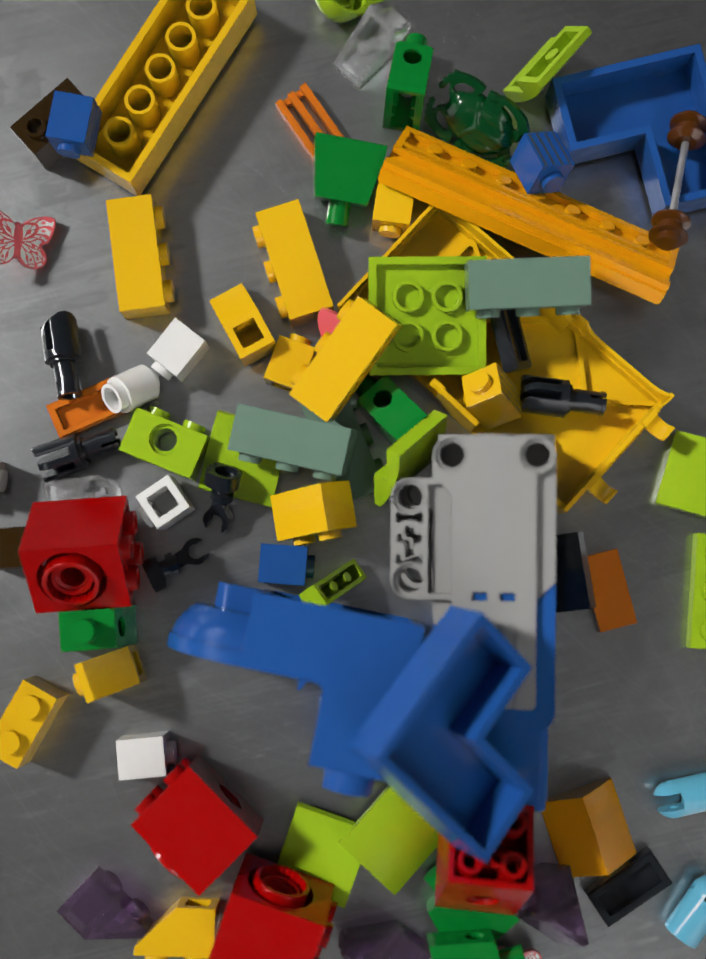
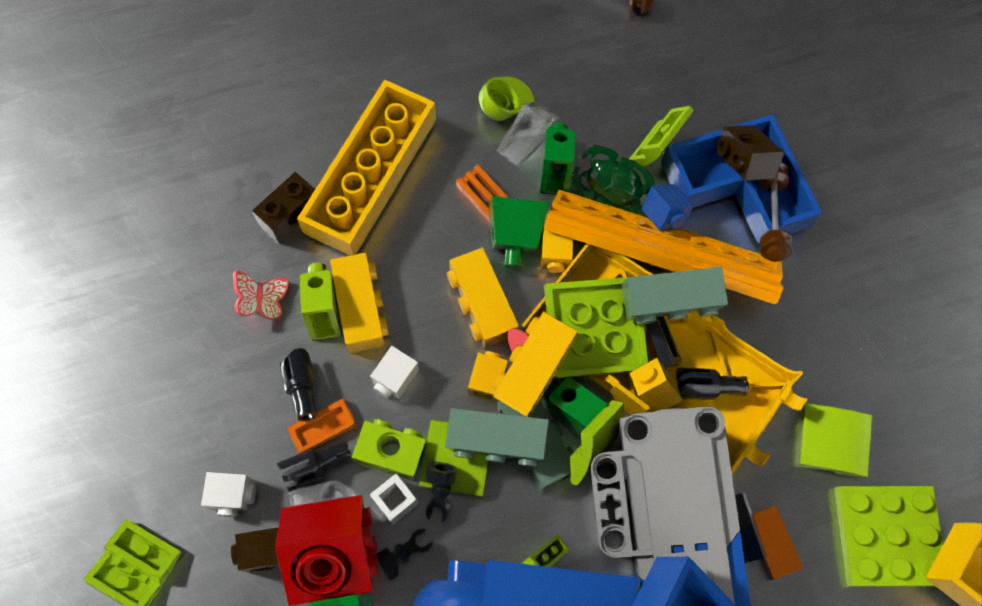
camera: 10 degrees left, 15 degrees down
(73, 124) = (304, 203): blue brick -> none
(89, 253) = (319, 303): none -> lime torso
(131, 389) = (358, 407): white brick -> none
(243, 324) = (447, 348): yellow slope -> none
(285, 564) = (500, 543): blue brick -> none
(313, 511) = (520, 495): yellow brick -> none
(658, 97) = (749, 152): none -> dark brown brick

